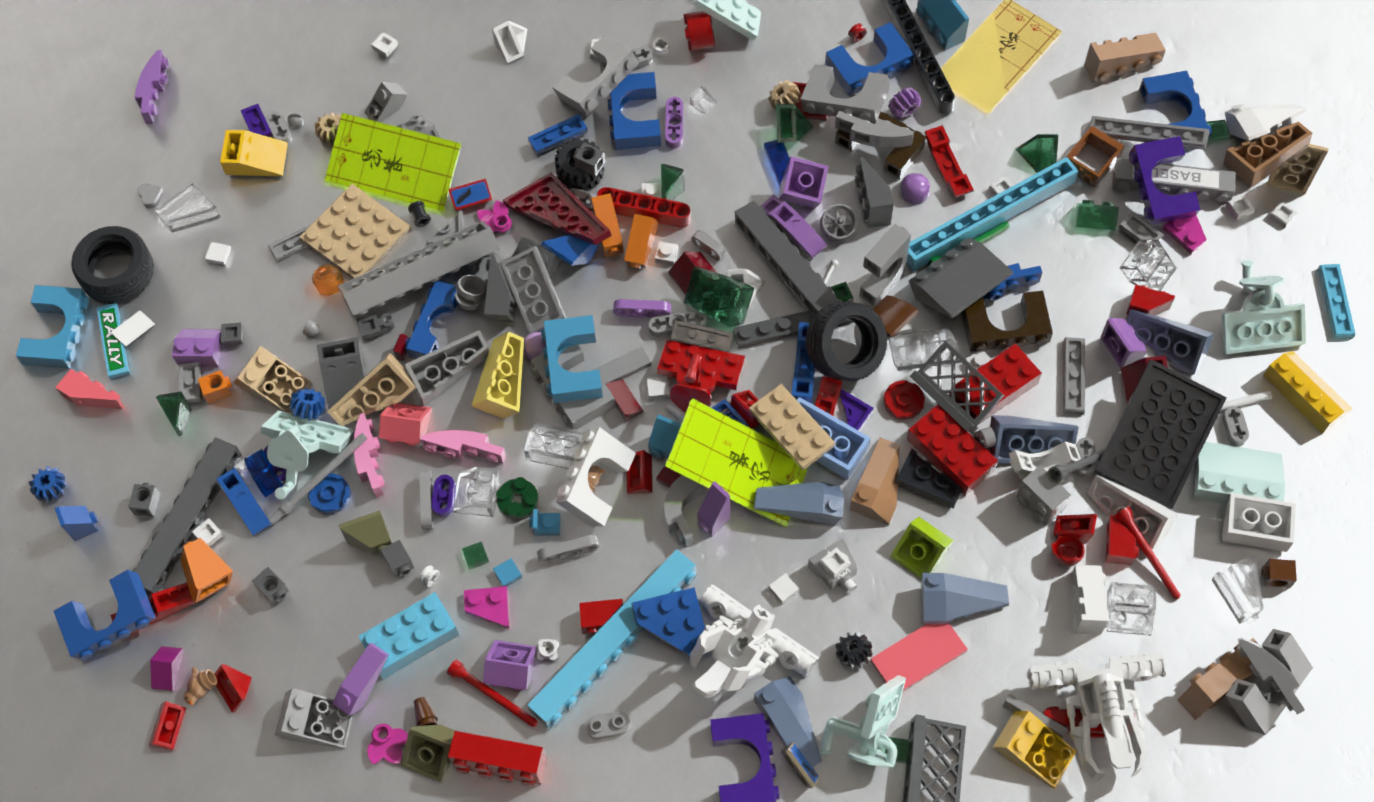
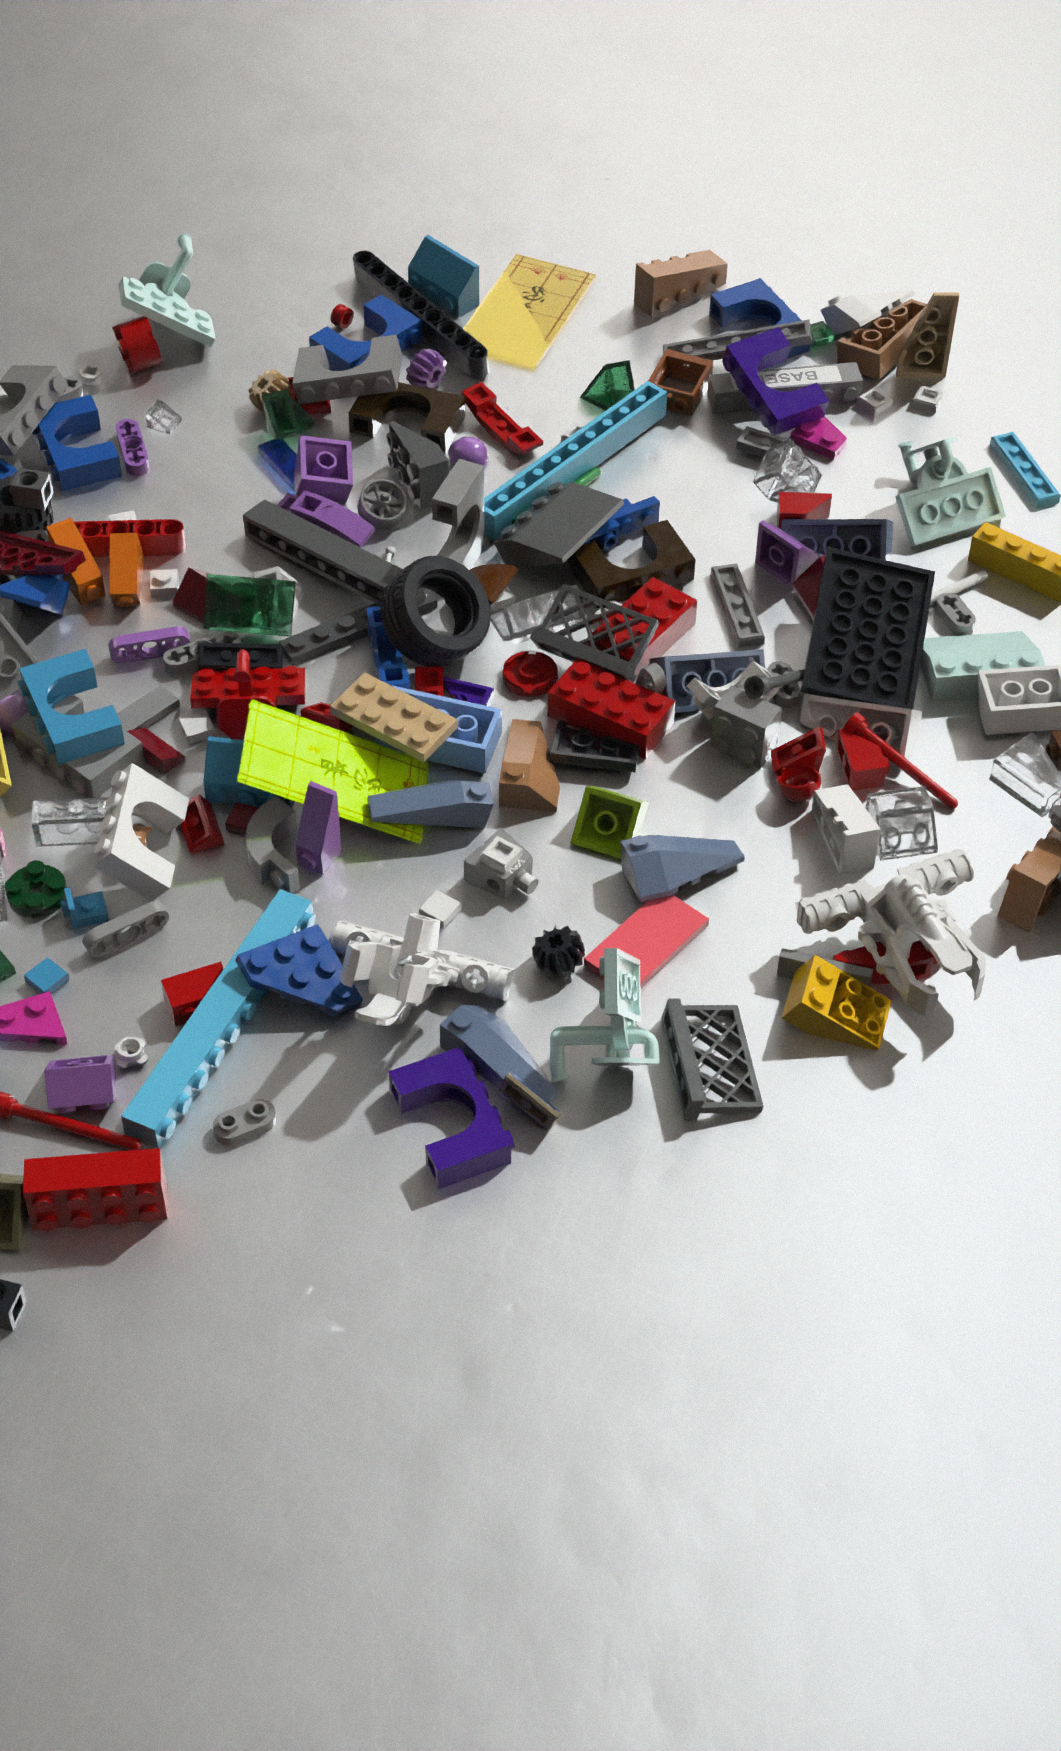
camera: 20 degrees left, 15 degrees down
(672, 181) = (149, 499): clear green slope -> none
(708, 245) = (218, 561): light grey beam -> none
(880, 134) = (398, 401): light grey slope -> none
(902, 749) = (665, 1056): clear green tile -> none
(1097, 216) = (705, 439): clear green bracket -> none

